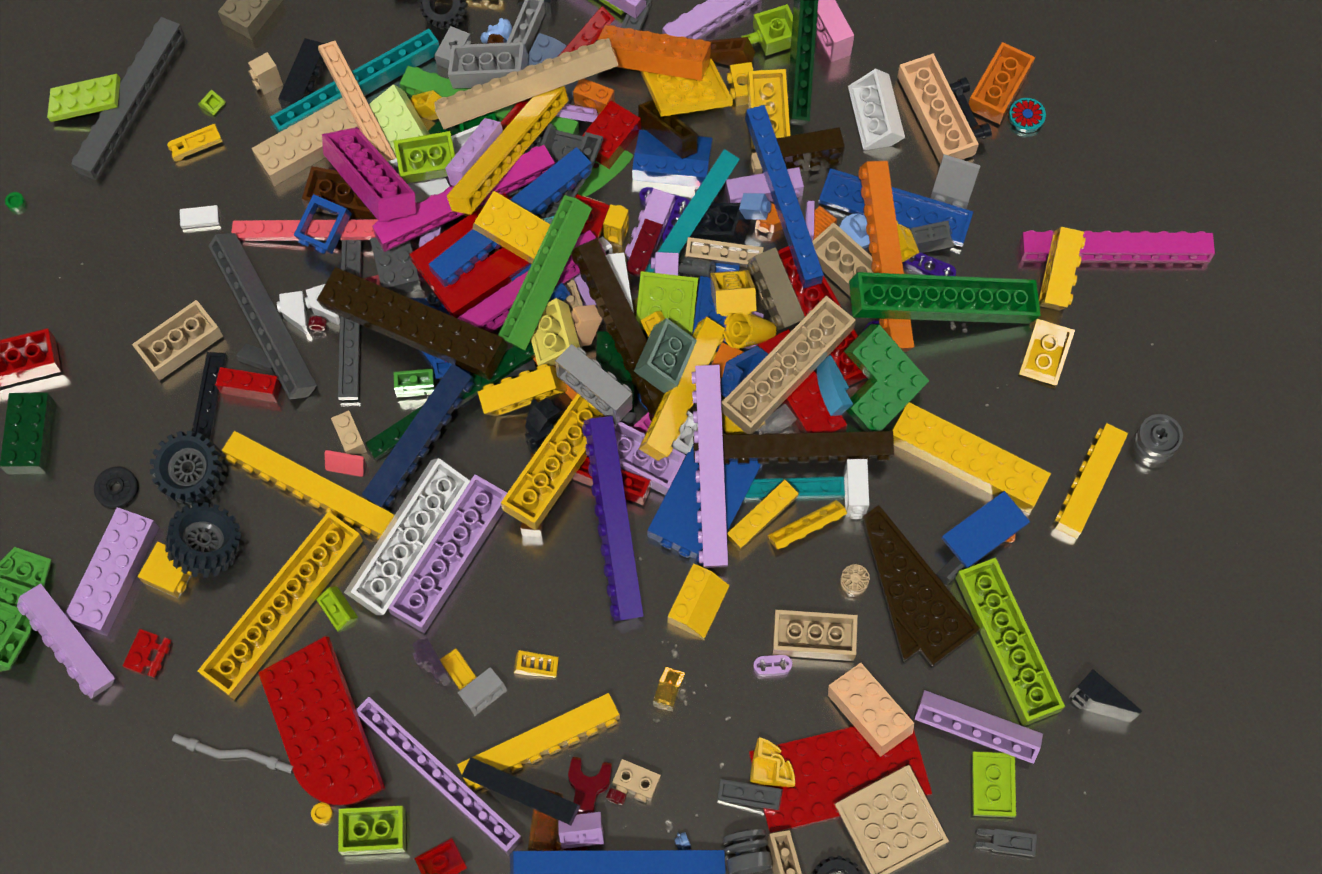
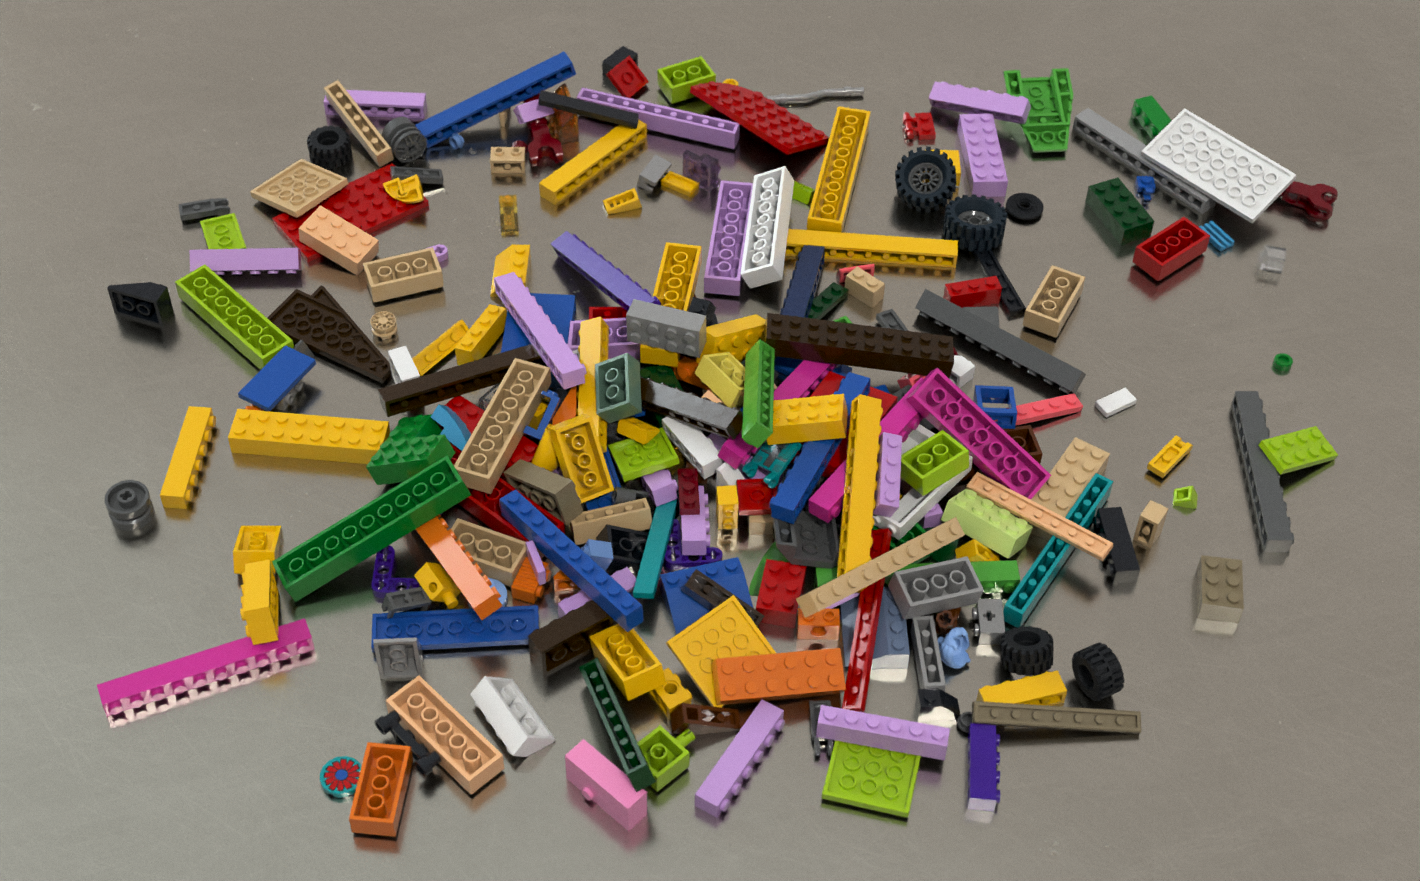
camera: 155 degrees right, 20 degrees down
(294, 309) = (977, 354): white slope -> none

